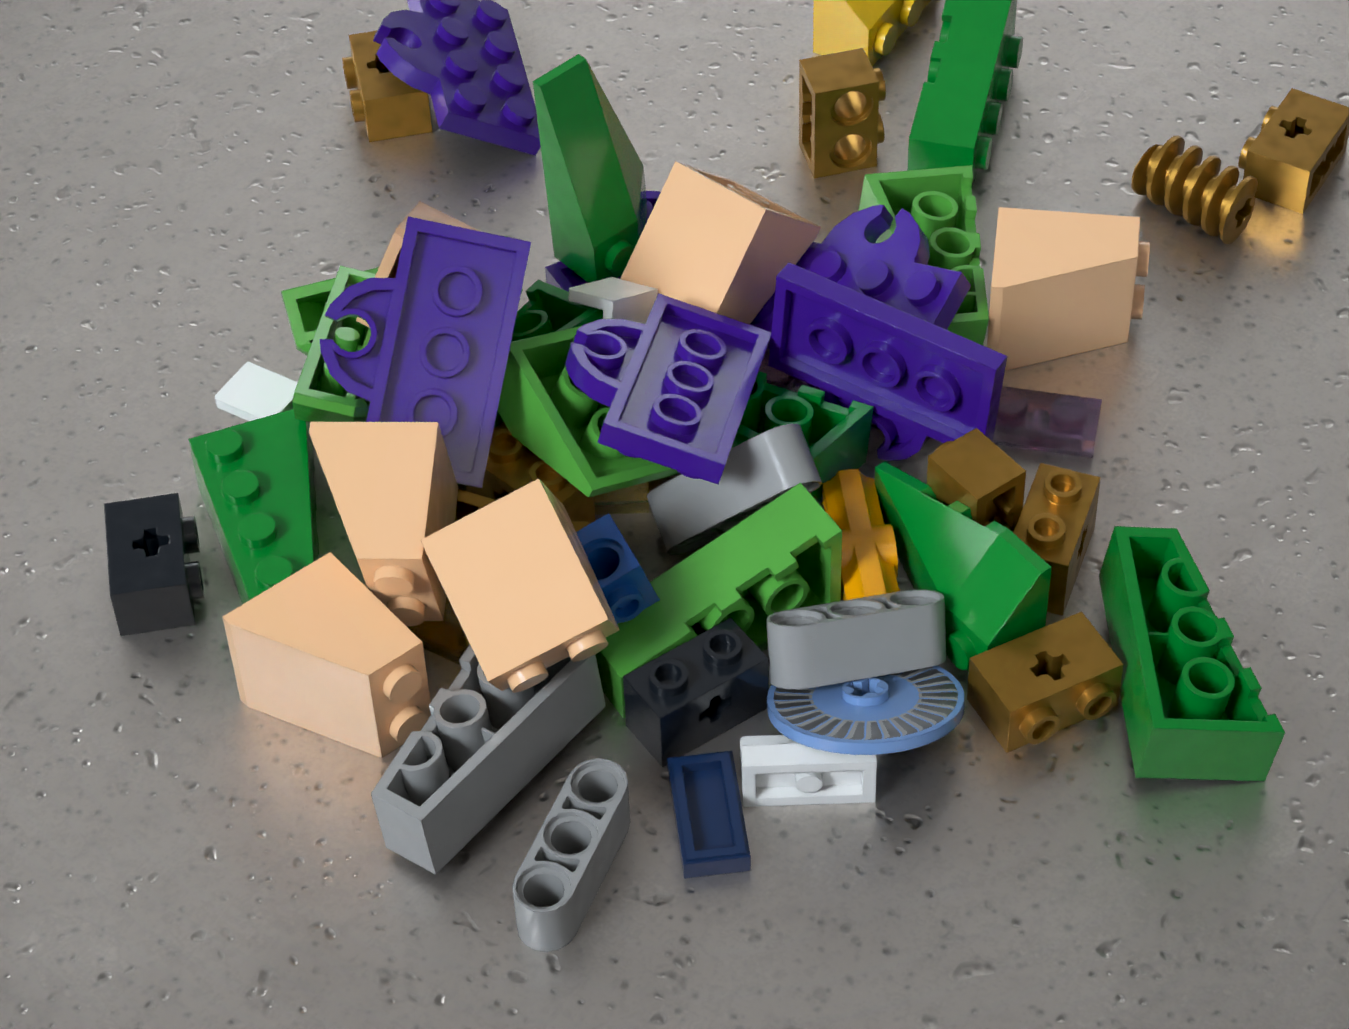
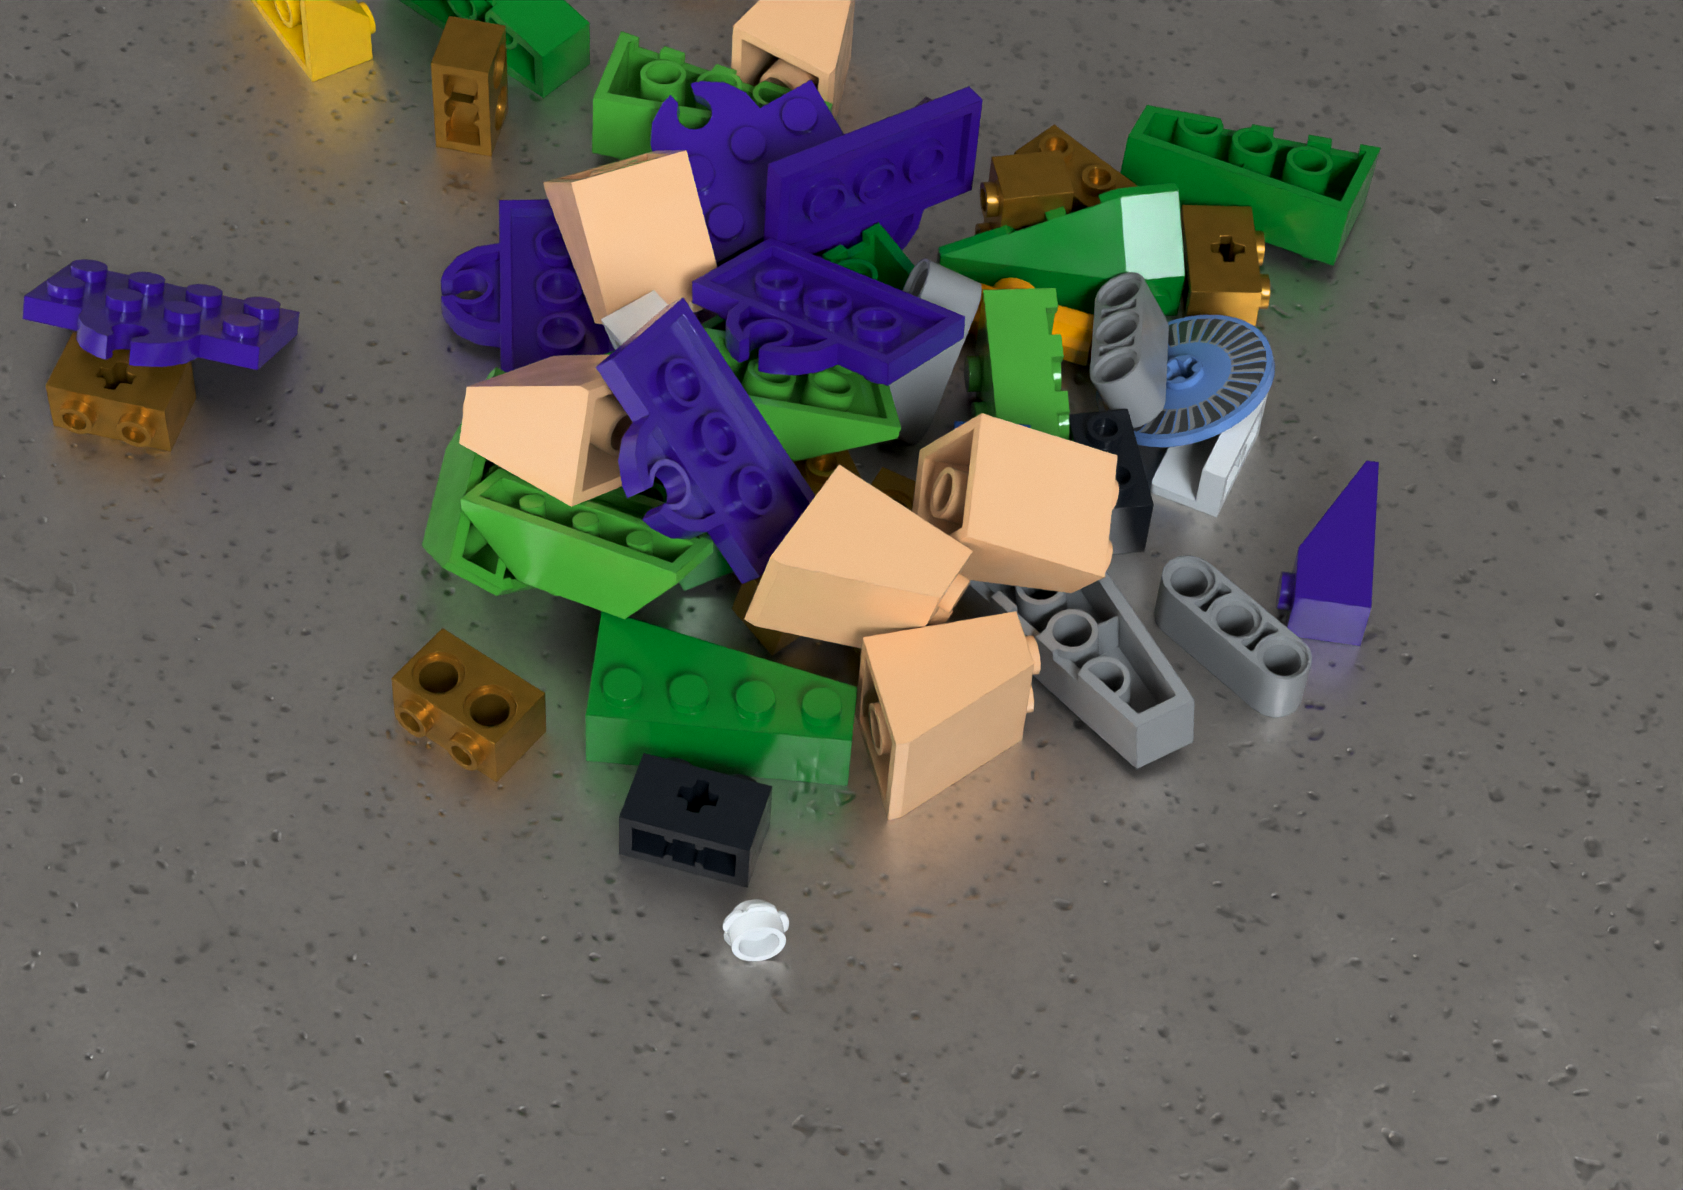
camera: 70 degrees left, 5 degrees up
(61, 647) = (756, 930): none -> white plate
(184, 383) = (474, 696): none -> pearl gold brick
(256, 393) = (548, 648): white panel -> none
(588, 172) = (507, 275): green wedge -> none
(708, 814) = (1222, 537): dark blue tile -> none
(719, 905) = (1333, 569): none -> dark purple slope

